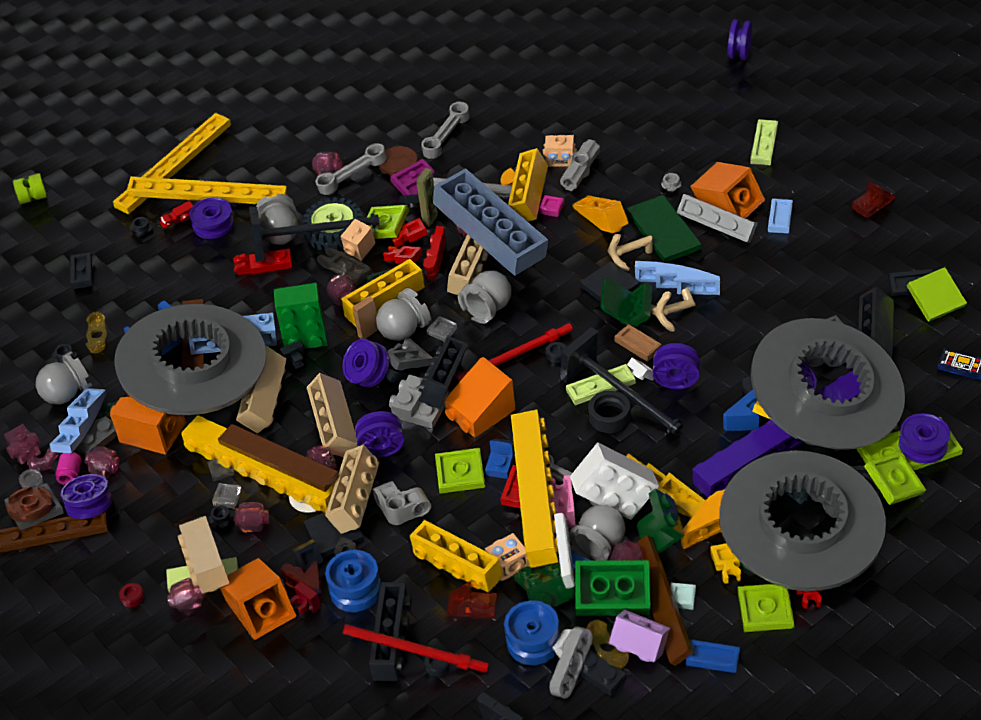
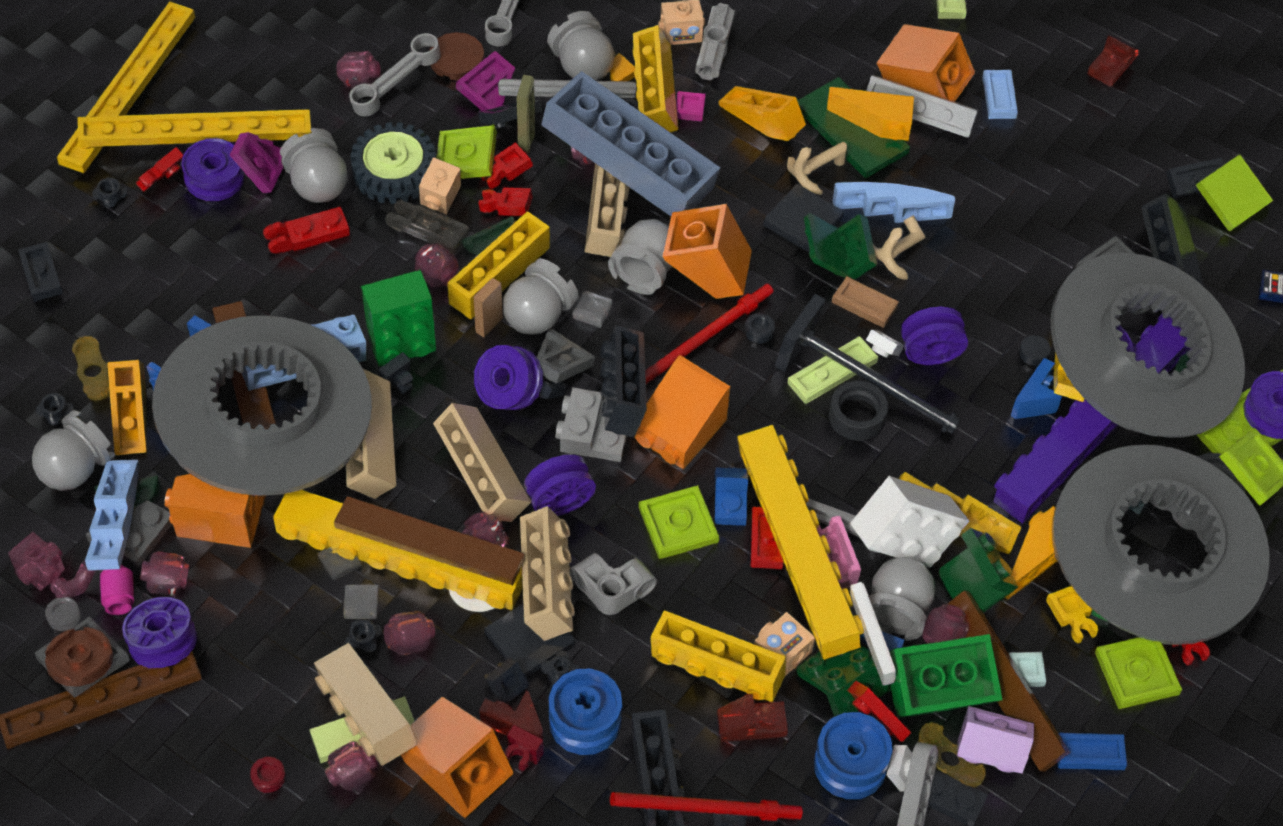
camera: 20 degrees left, 10 degrees up
(108, 342) = (128, 406): none -> light orange slope
(237, 211) = (258, 160): none -> magenta wing
(260, 233) = (298, 191): black tile -> none
(434, 255) = (551, 197): red hinge -> none
(483, 159) = (582, 46): none -> light grey tile
(530, 295) = (709, 249): none -> orange slope
(551, 598) = (868, 703): none -> red plate
(671, 182) = (844, 56): light grey plate -> none
(681, 218) = (874, 111): none -> light orange slope

